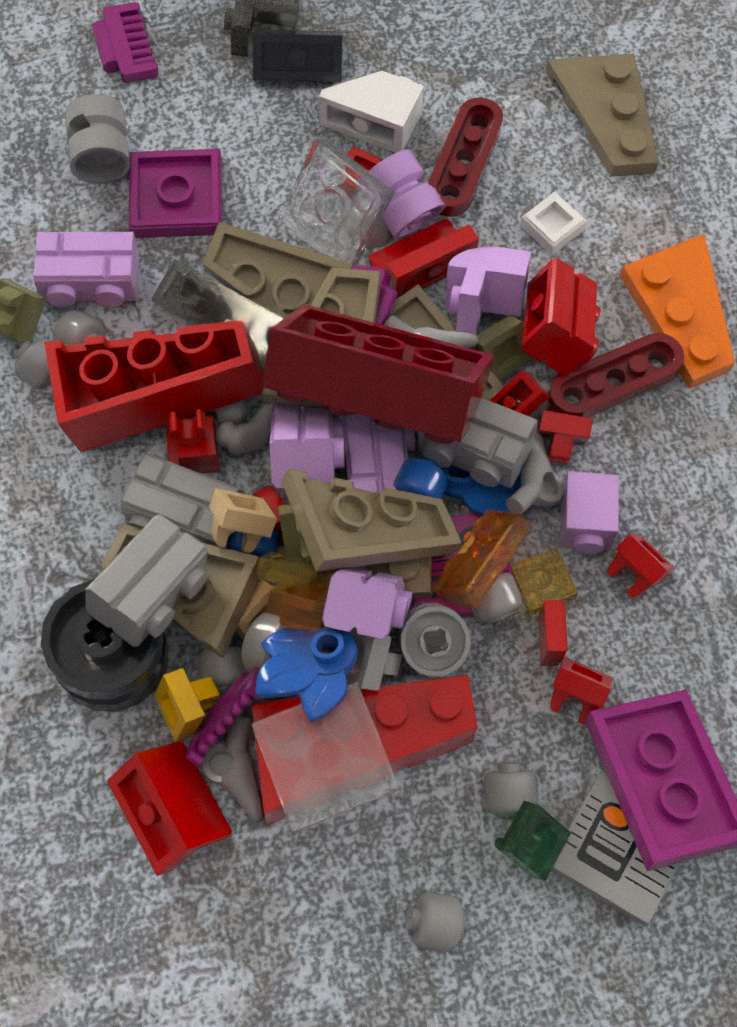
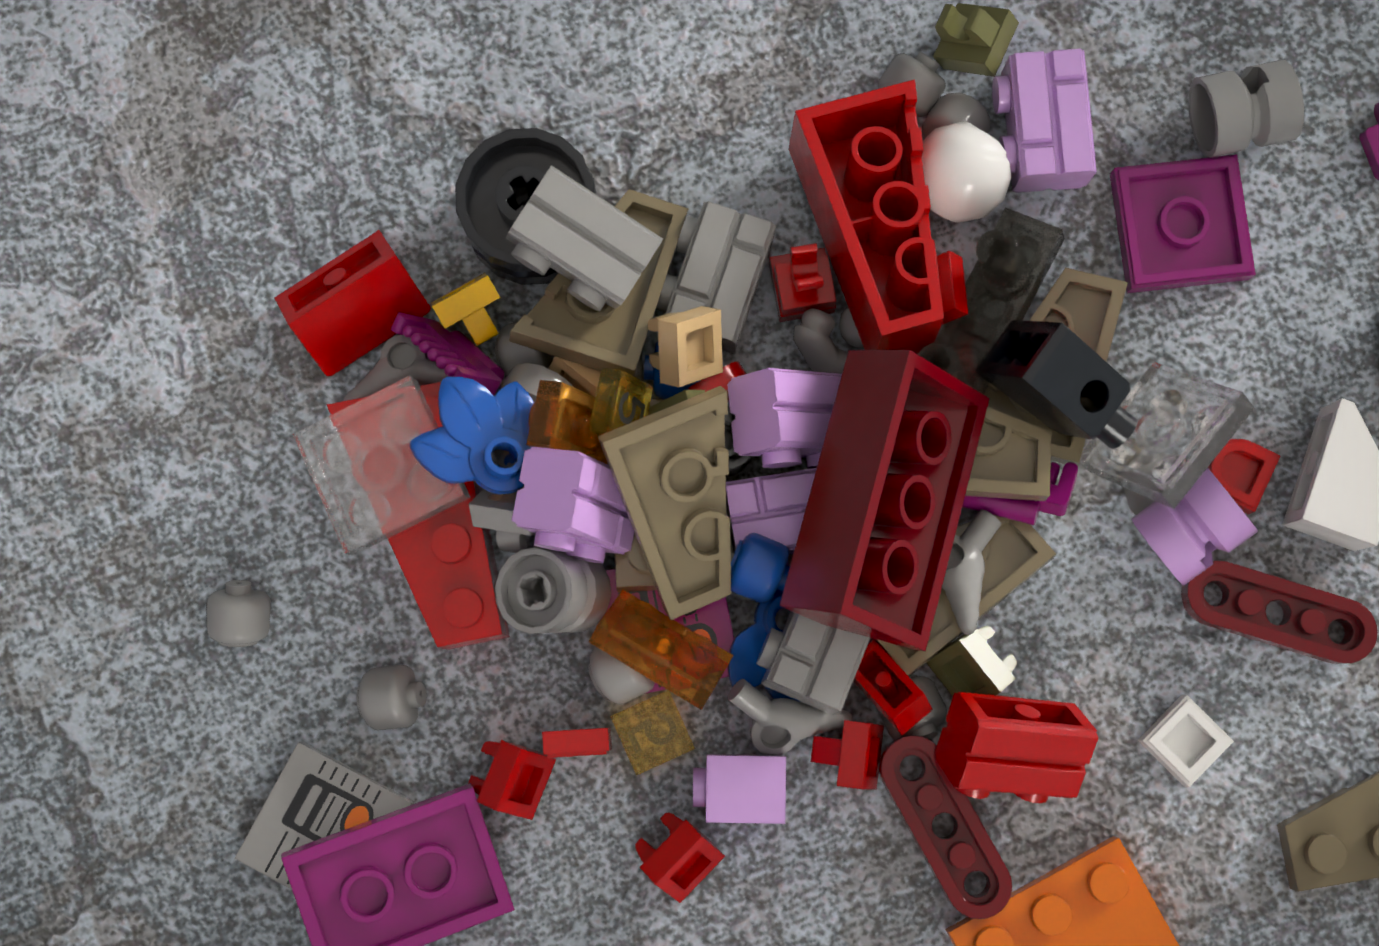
camera: 90 degrees right, 15 degrees up
(117, 315) = (964, 172): none -> white hair
(291, 259) = (1060, 381): none -> black torso
(423, 255) = (1111, 561): red panel -> none
(486, 282) = (1069, 641): lavender brick -> none
(533, 840) = (319, 720): clear green tile -> none

